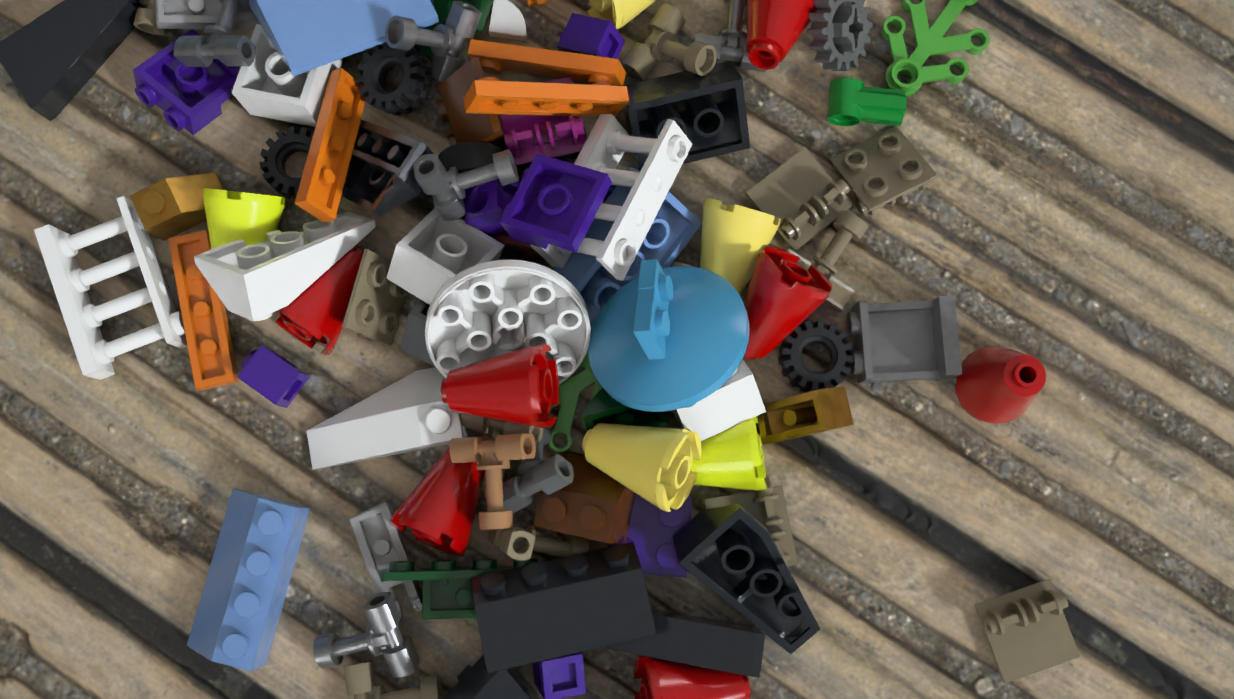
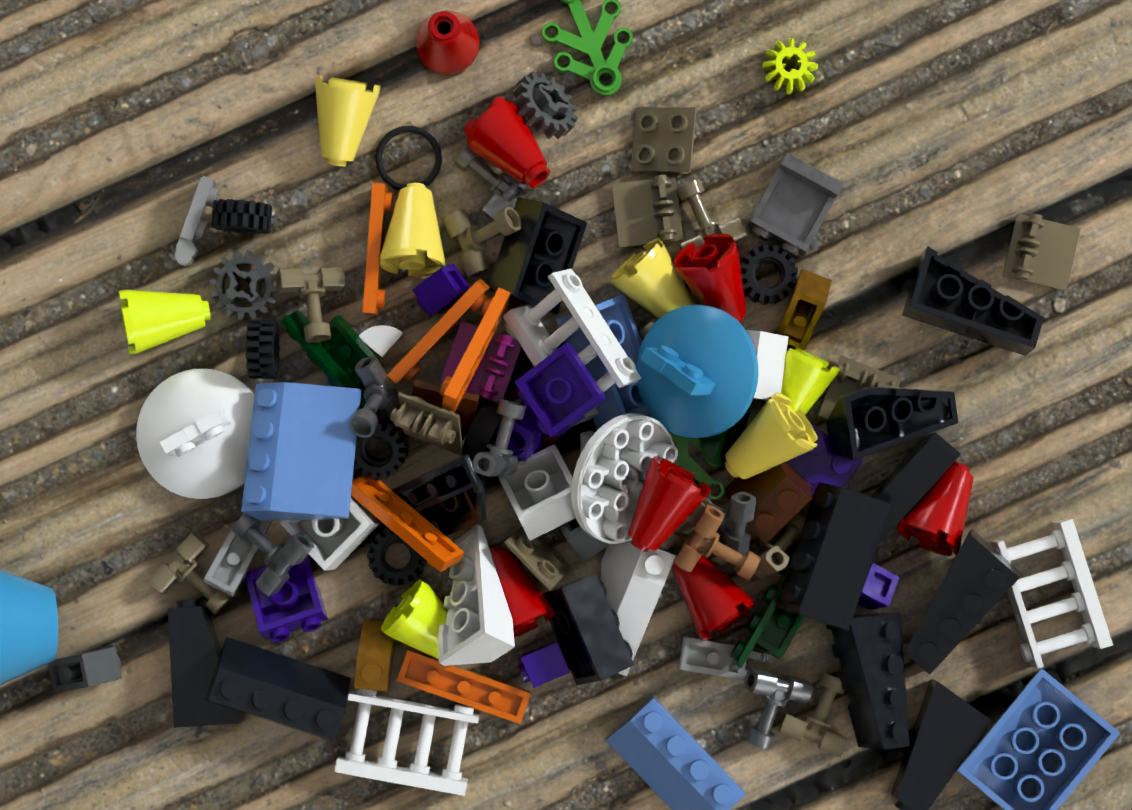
camera: 60 degrees left, 5 degrees up
(84, 122) = (279, 689): none -> black slope
(332, 398) = (588, 630): none -> black slope
(440, 95) = (429, 423): none -> dark tan hinge
(854, 103) = (604, 127): green piece -> none
(921, 590) = (967, 306): none -> black wedge
(999, 383) = (863, 161): red cone -> none
(1048, 236) = (785, 55): none -> neon yellow gear

